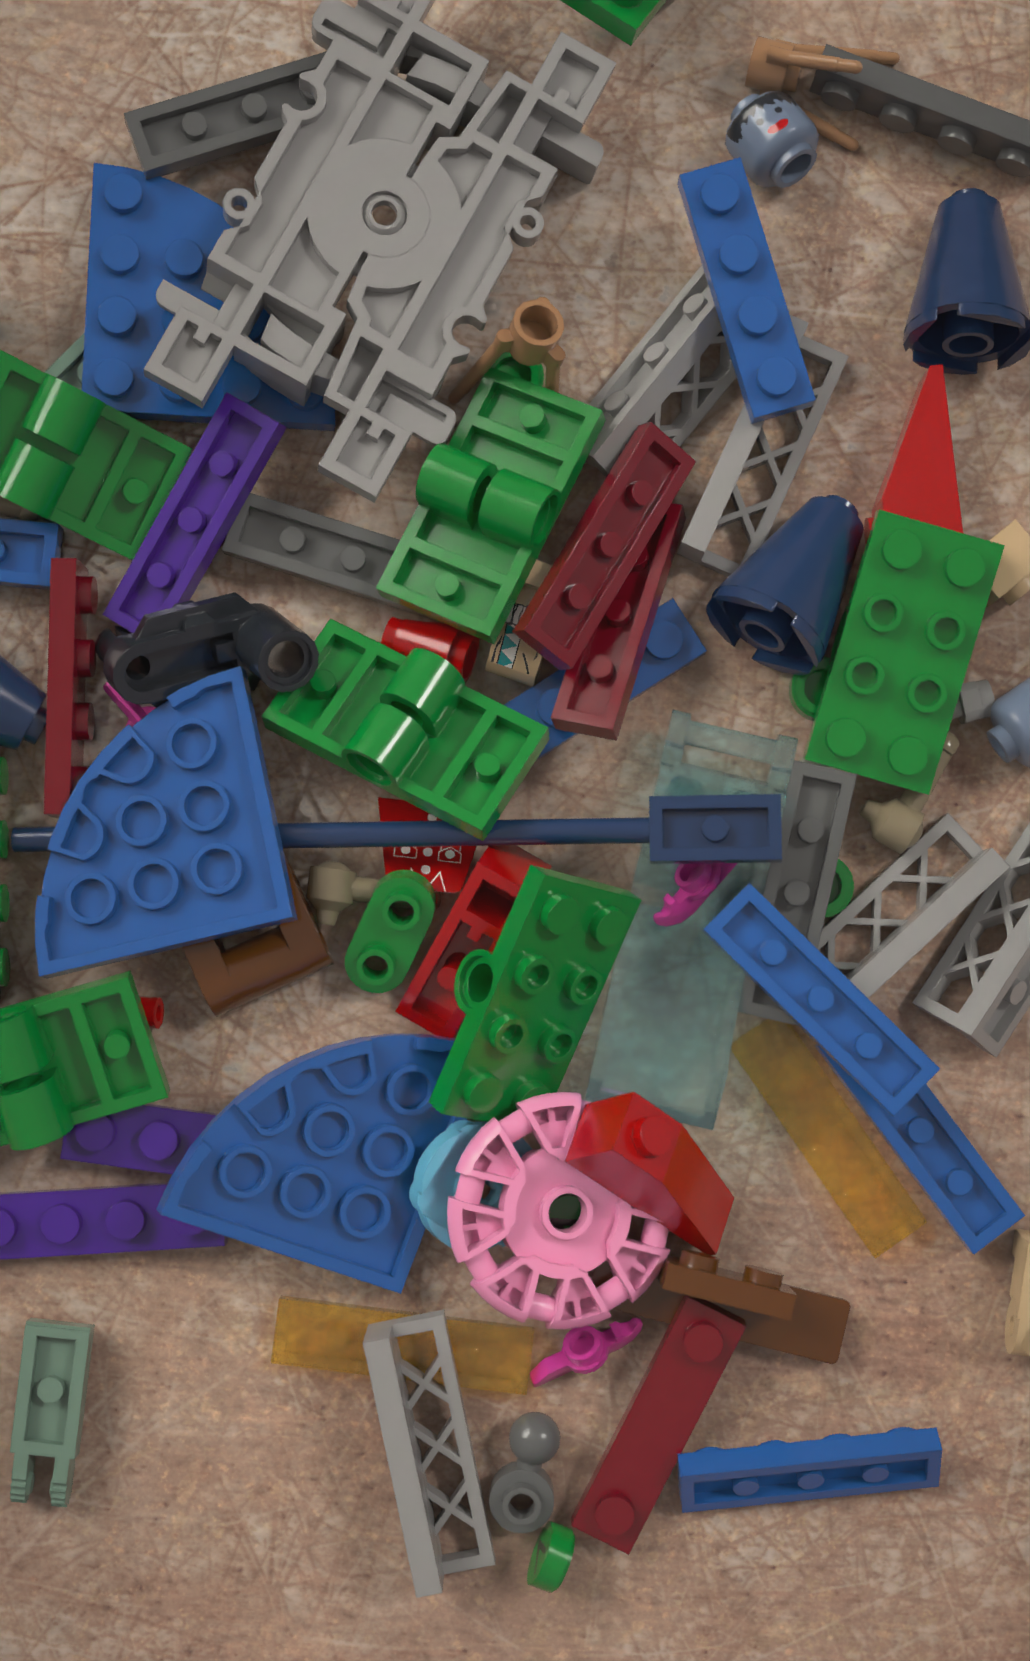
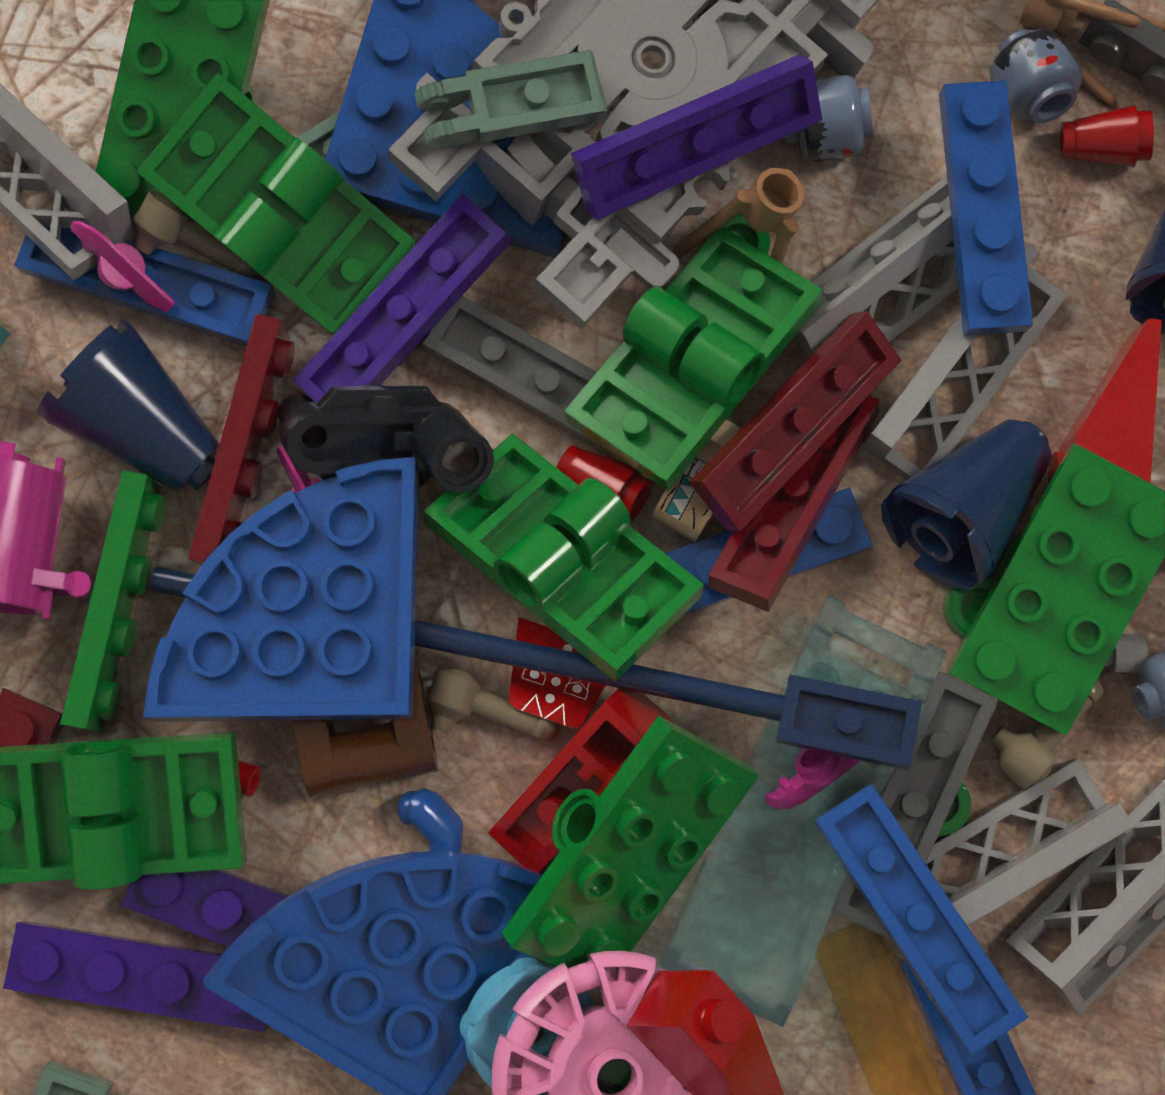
camera: 10 degrees right, 5 degrees down
(259, 290) = (515, 99): none -> sand green hinge
(339, 1010) = (432, 818): none -> blue arm
(388, 934) = (499, 754): green plate -> none
(446, 286) = (697, 136): none -> dark purple plate
(577, 230) = (844, 122): none -> sand blue head
(858, 186) = (1109, 137): none -> red cone

